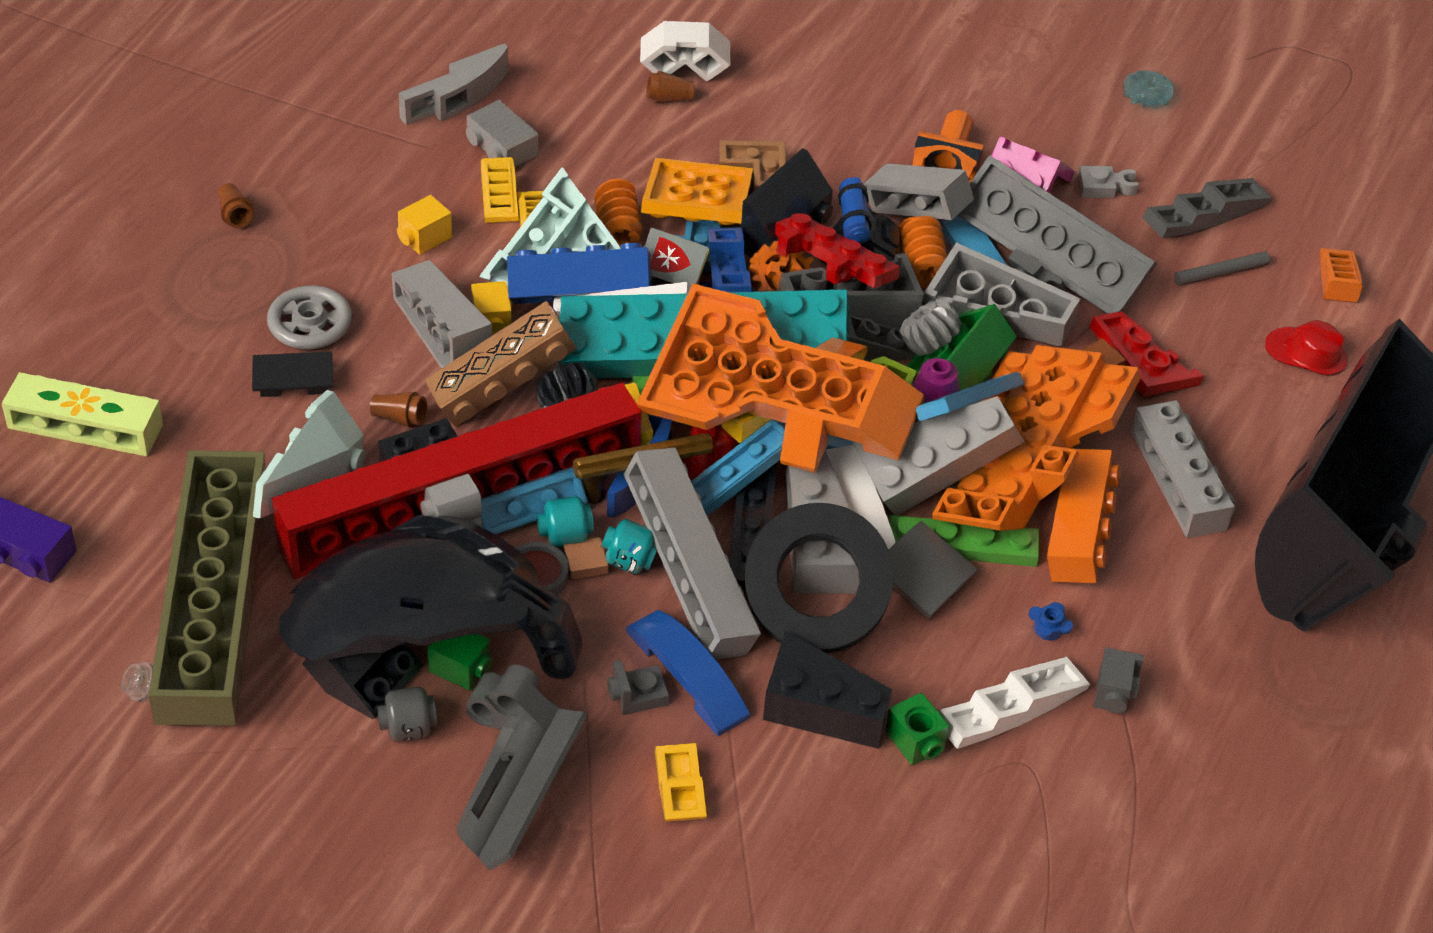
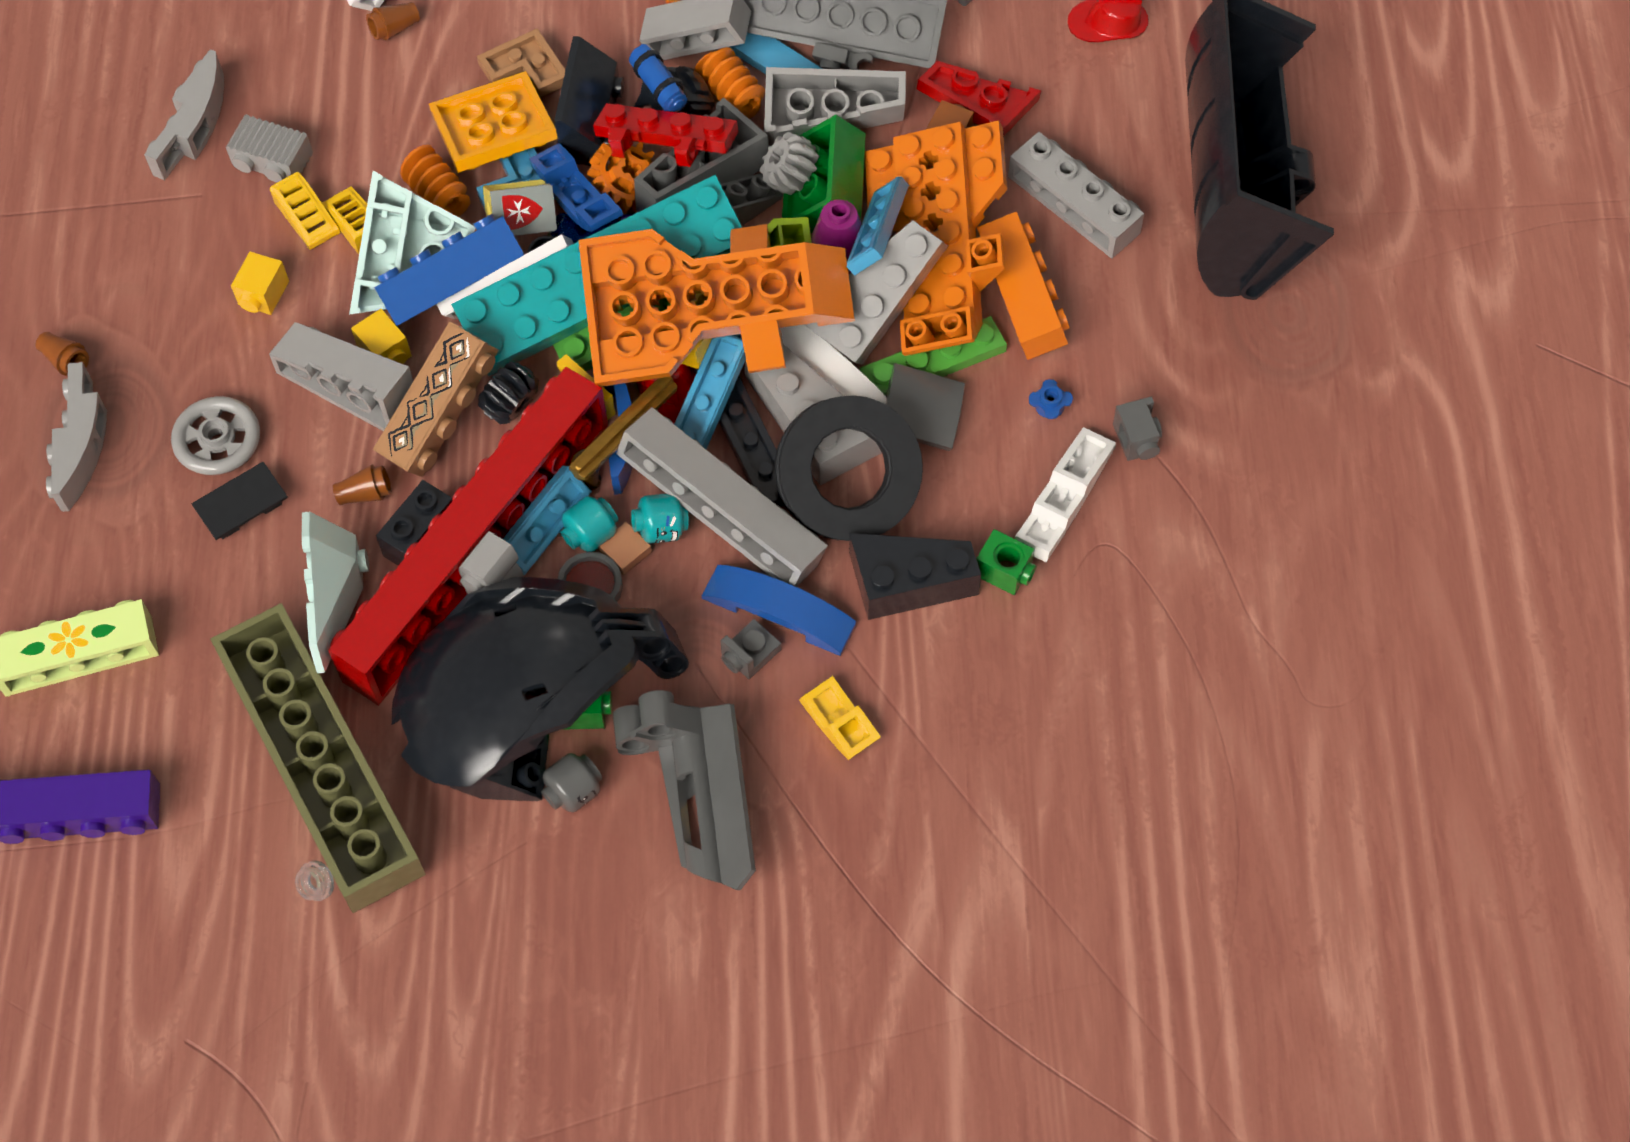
camera: 25 degrees left, 15 degrees up
(198, 272) = (80, 442): none -> light grey slope

